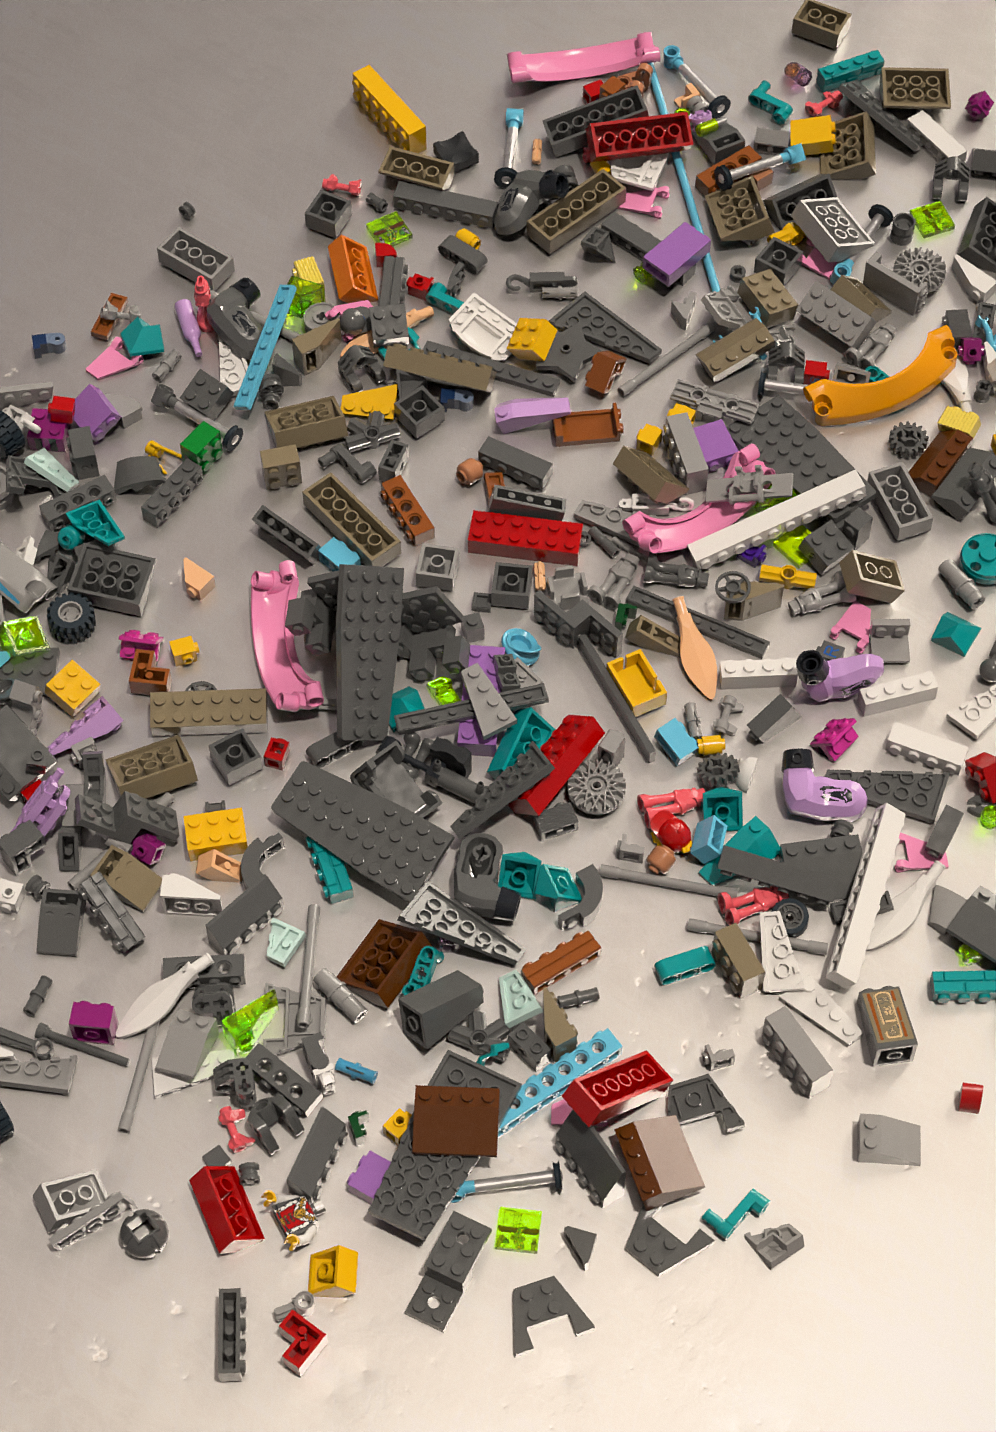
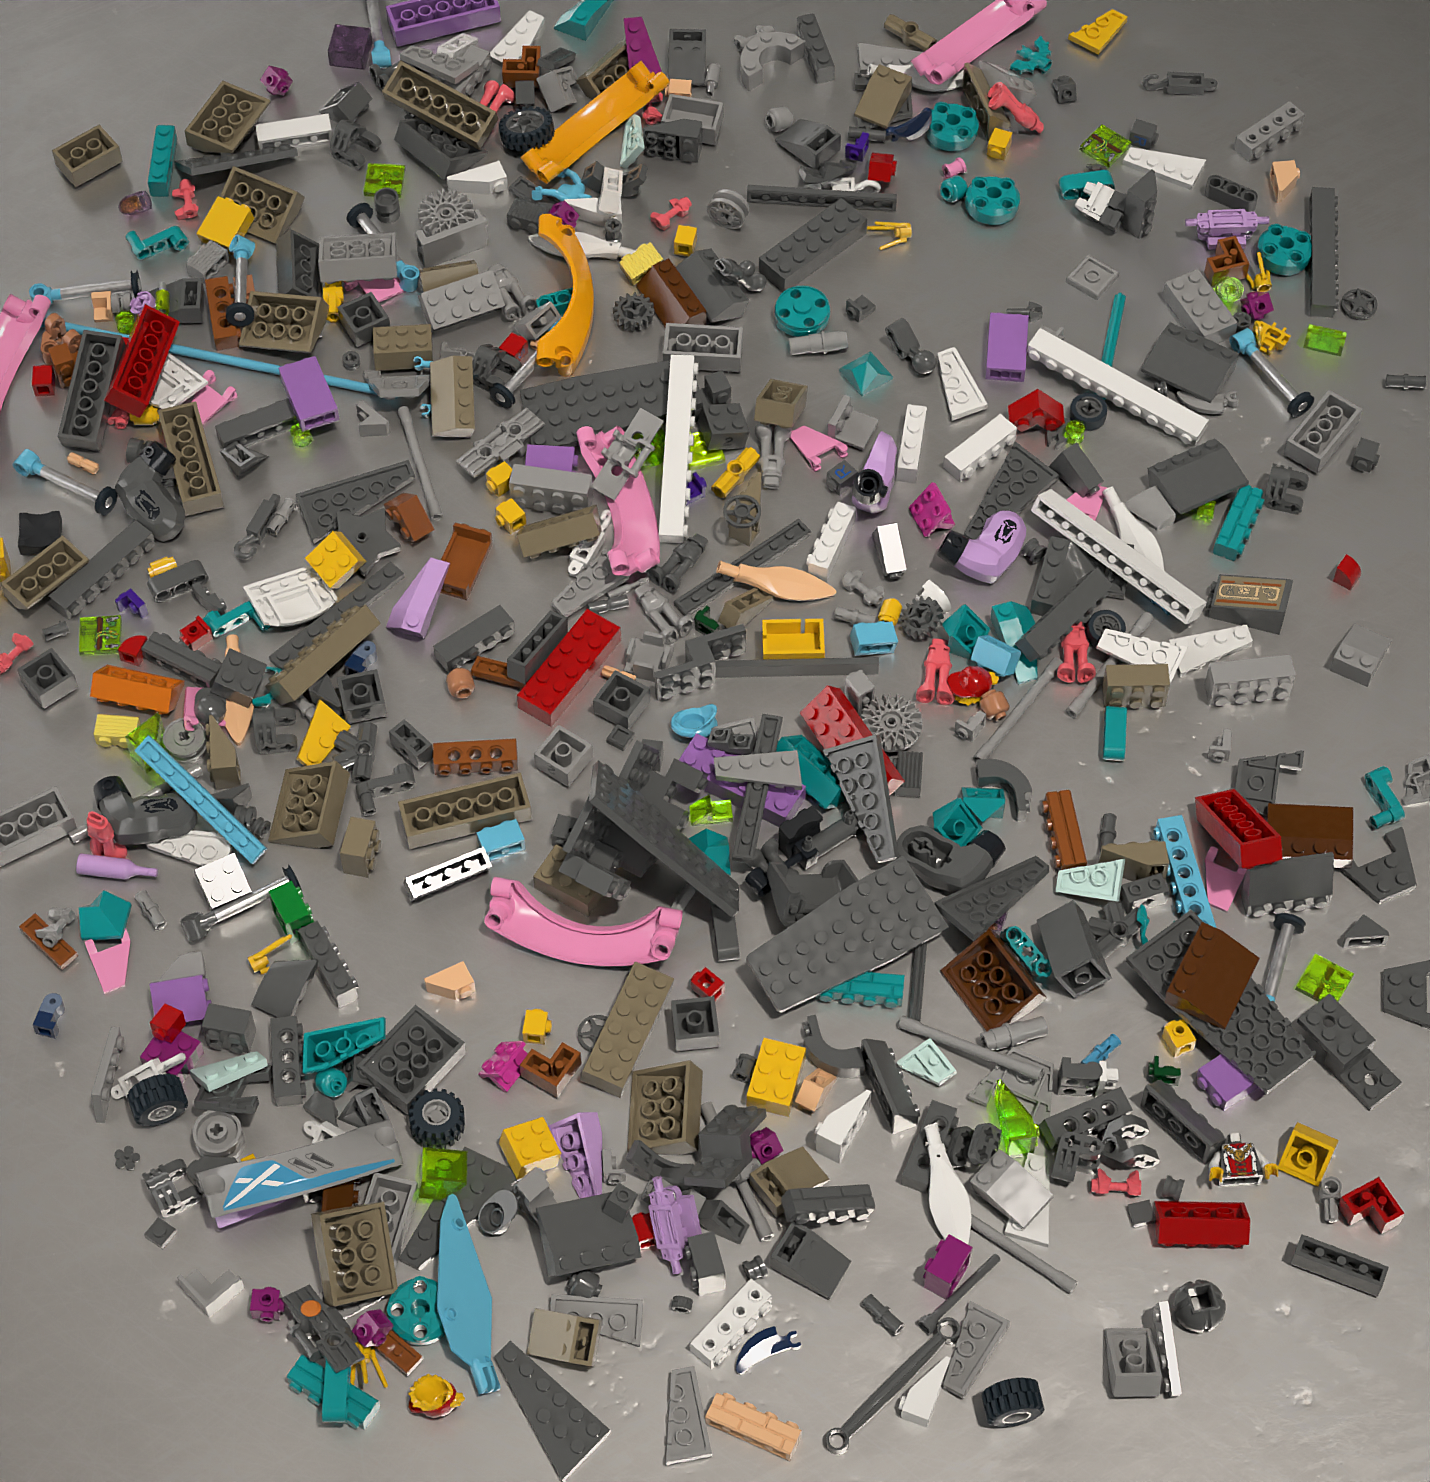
camera: 65 degrees left, 0 degrees up
(357, 906) = (918, 982): none -> dark grey axle
(426, 235) = (132, 601): none -> dark purple bracket

